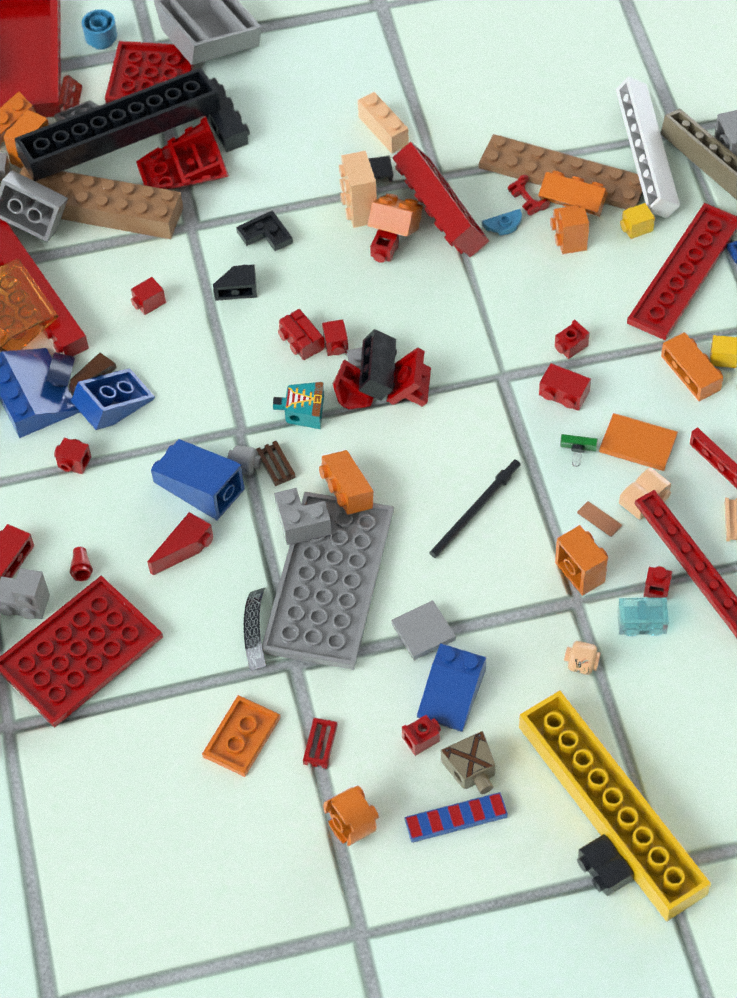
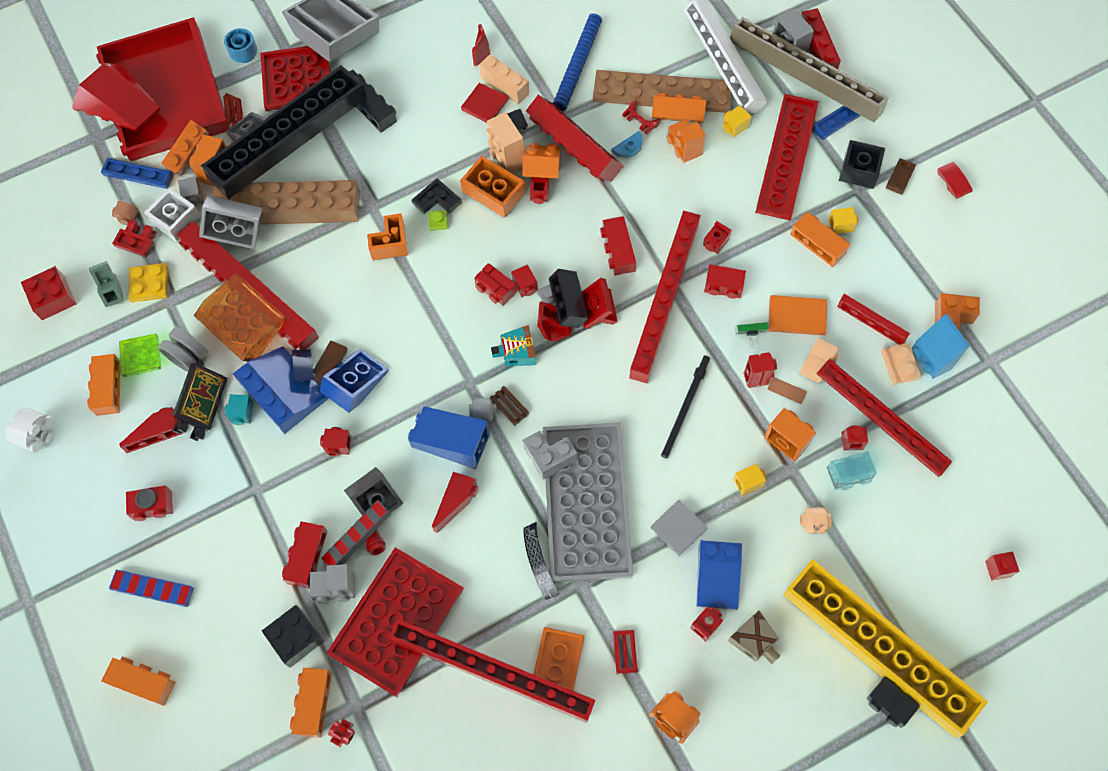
camera: 15 degrees left, 10 degrees up
(67, 550) = (356, 535): none -> dark grey tile
(95, 520) = (371, 488): none -> dark grey slope
(147, 296) = (355, 279): red brick -> none
(165, 719) = (492, 670): none -> red brick
(184, 160) = (349, 149): red wedge -> none
(197, 265) = (390, 242): none -> orange brick
(236, 283) = (427, 250): black slope -> none
(260, 255) = (438, 220): none -> lime plate
(332, 231) = (493, 186): none -> orange brick
(346, 482) = (576, 411): orange brick -> none
(352, 140) = (484, 102): none -> red tile
(367, 83) = (481, 48): none -> red slope
(454, 324) = (618, 246): none -> red brick
(456, 817) = (757, 690): tile -> none
(474, 121) = (577, 61): none -> blue piece
(489, 388) = (664, 297): none -> red brick
(521, 598) = (750, 479): none -> yellow brick
(570, 485) = (759, 369): none -> red brick

